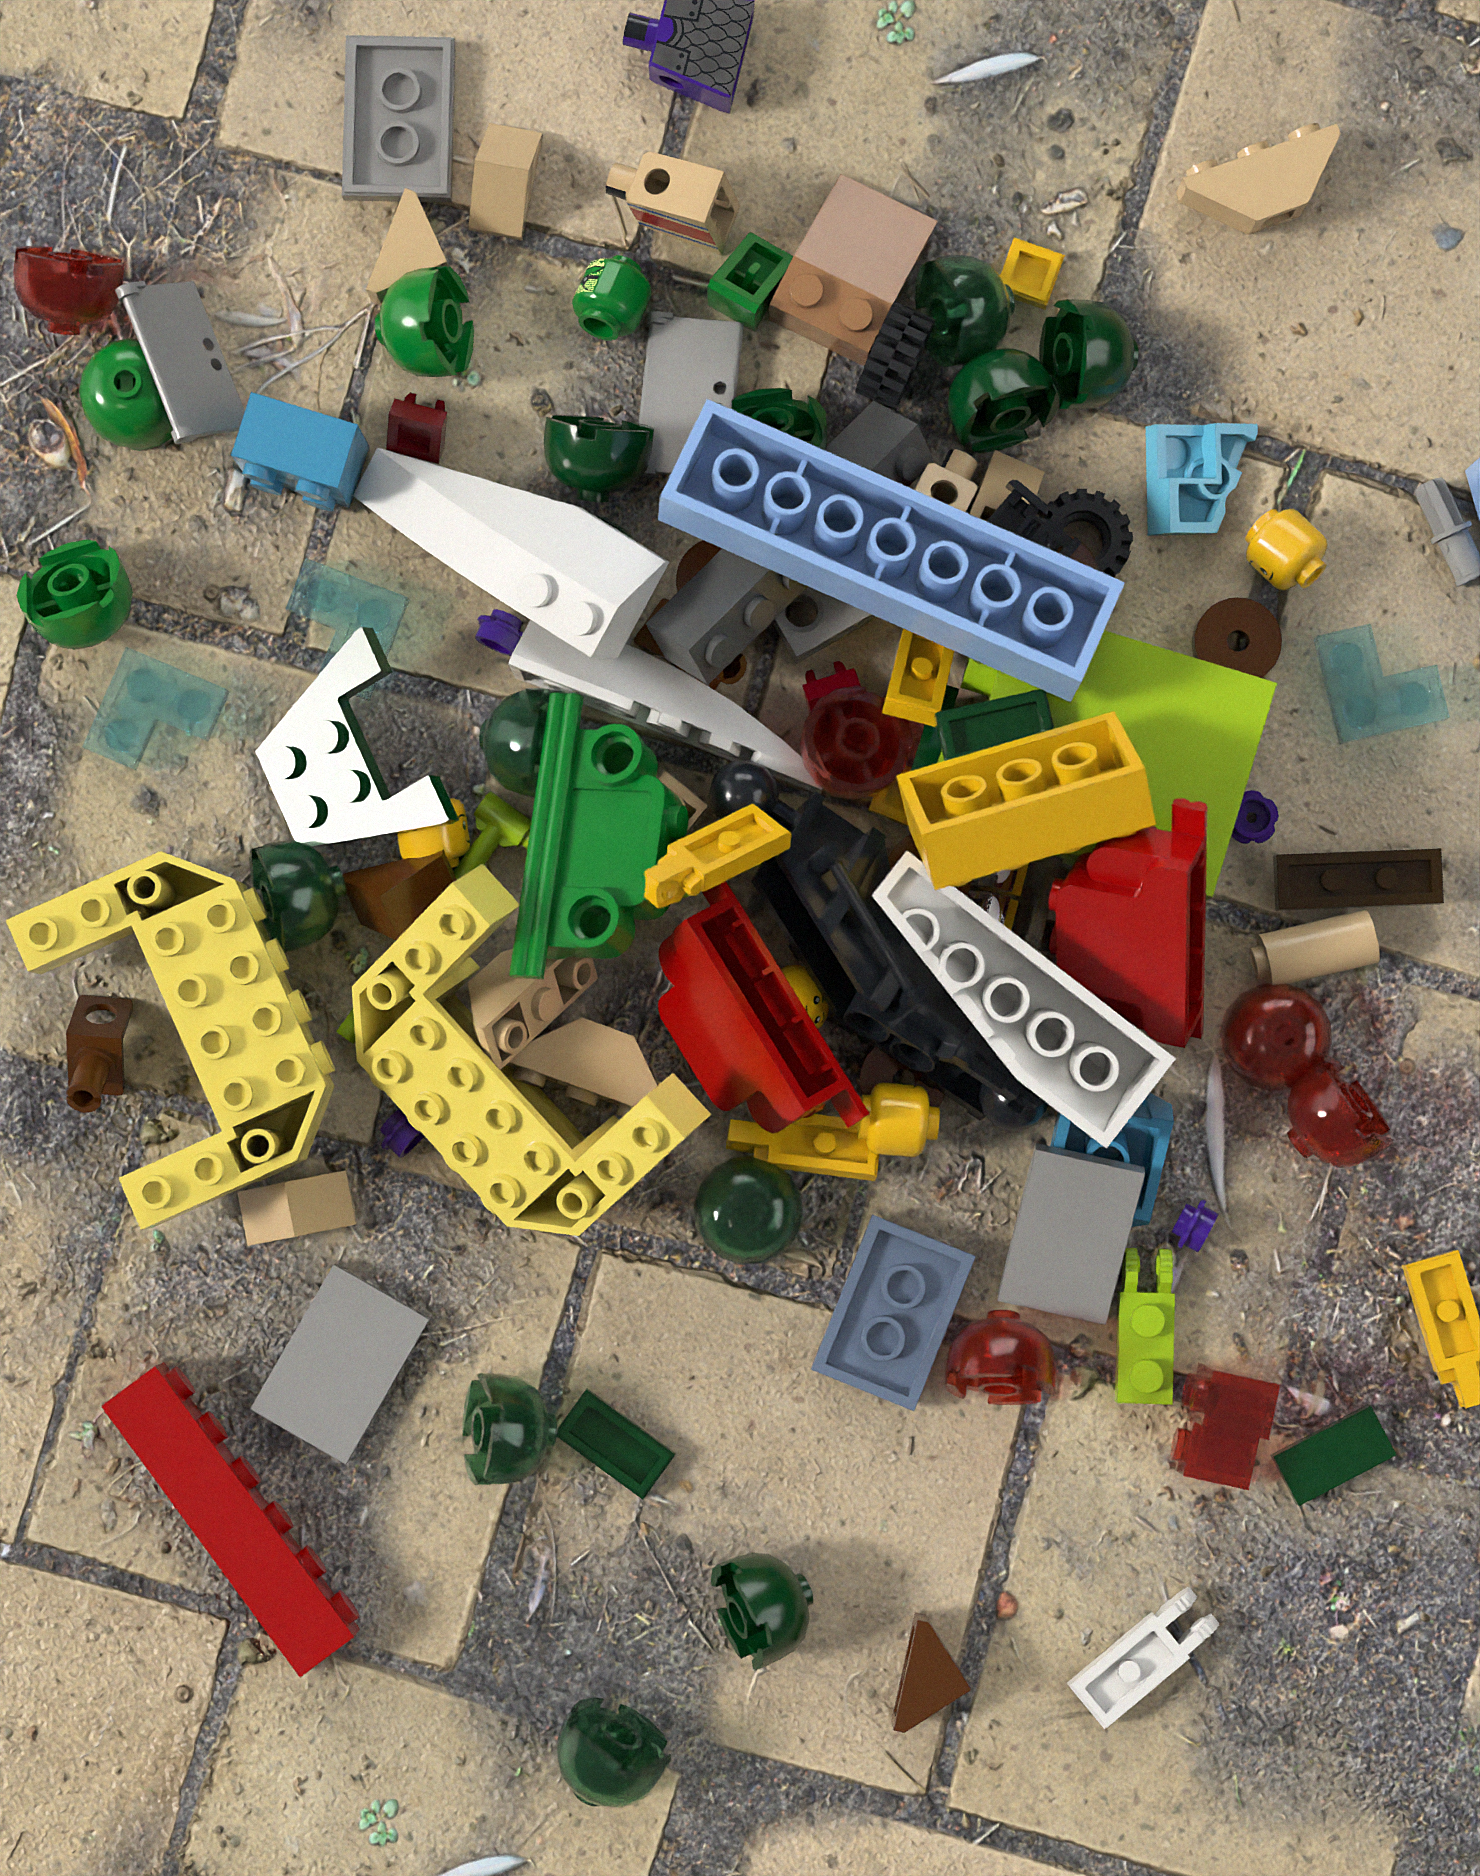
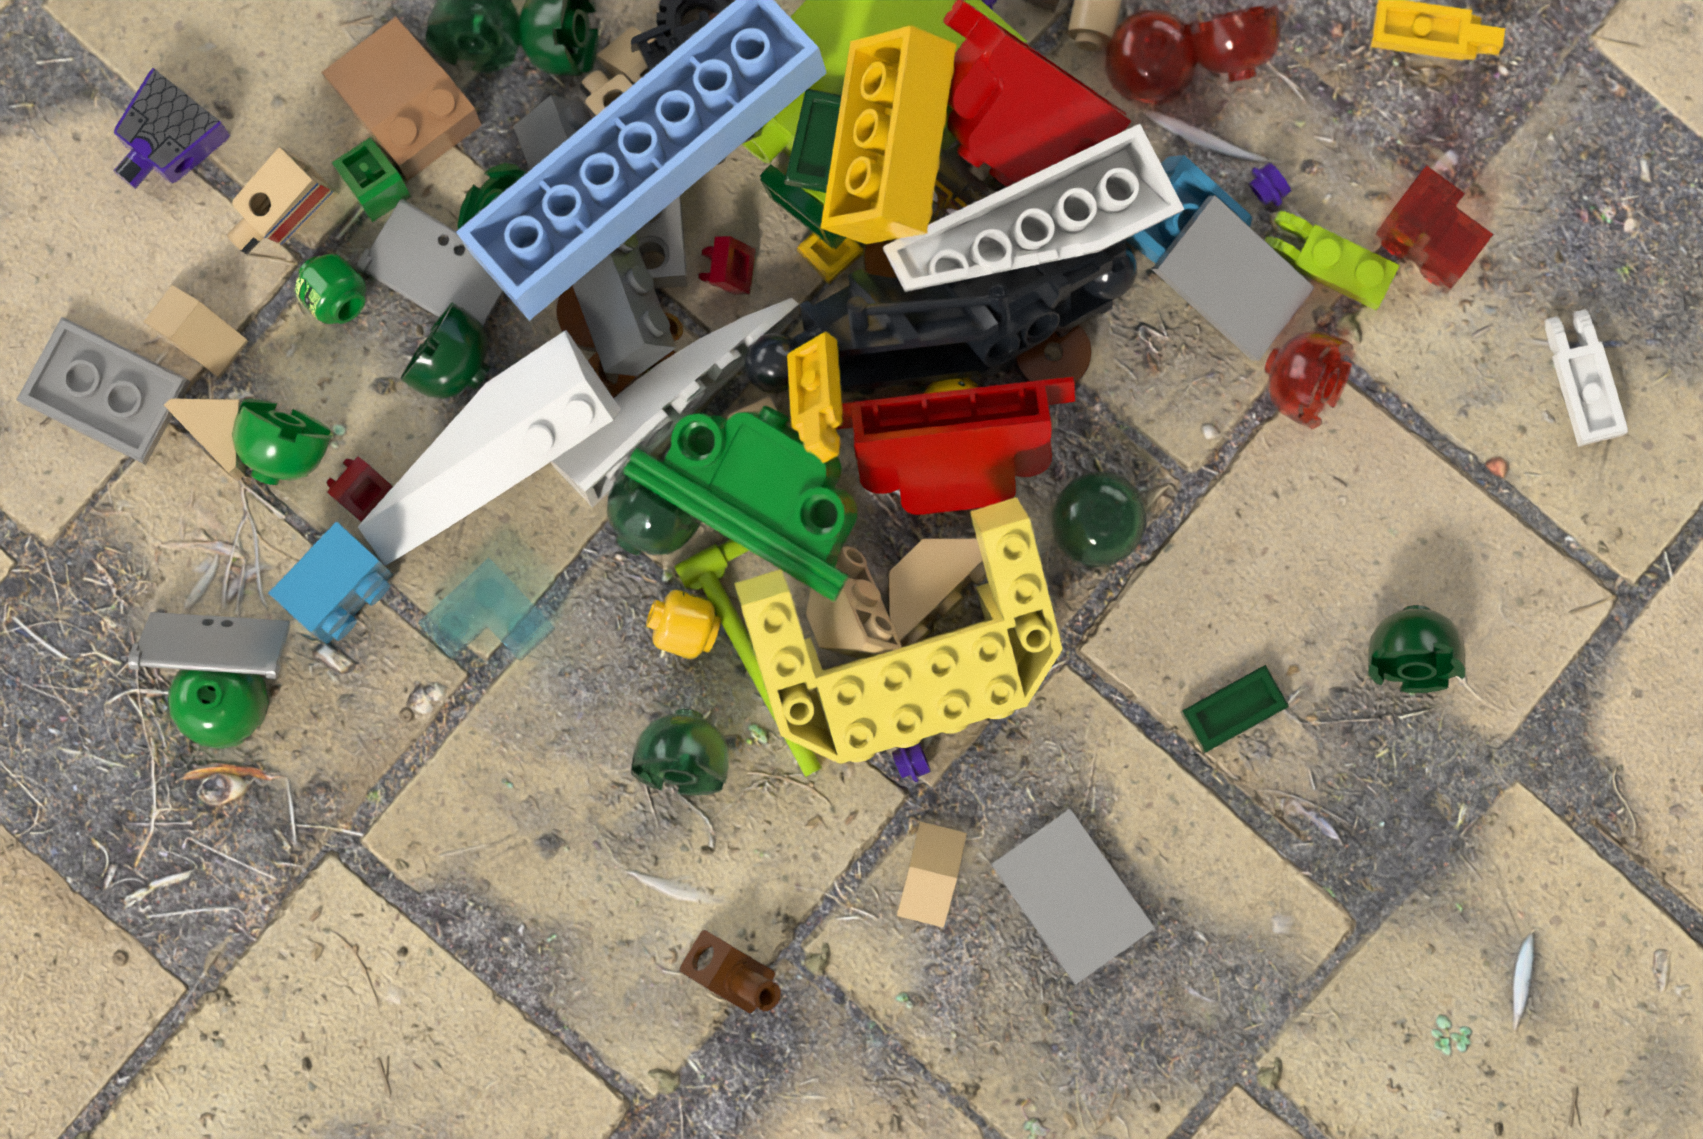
camera: 65 degrees left, 5 degrees down
(67, 286) = (105, 710): clear red cylinder -> none
(77, 595) = (358, 816): green cylinder -> none
(146, 693) = (463, 800): clear light blue plate -> none
(230, 1010) = (748, 842): light yellow wedge -> none
(232, 1517) = (1156, 1038): red brick -> none
(326, 769) = (595, 684): wing -> none
(397, 892) = (723, 670): reddish brown slope -> none
(499, 631) = (552, 499): dark purple plate -> none
(506, 1429) = (1185, 785): clear green cylinder -> none
(610, 1755) = (1481, 823): clear green cylinder -> none
(810, 1145) = (1074, 441): yellow hinge -> none
(853, 745) = (775, 261): clear red cylinder -> none
(893, 1312) = (1230, 444): sand blue plate -> none
(895, 355) = (487, 91): black tyre -> none
(898, 1120) = (1089, 361): yellow head -> none
(918, 679) = (746, 186): yellow hinge -> none
(927, 1679) = (1528, 549): reddish brown slope -> none
(1333, 1455) = (1492, 164): dark green tile -> none

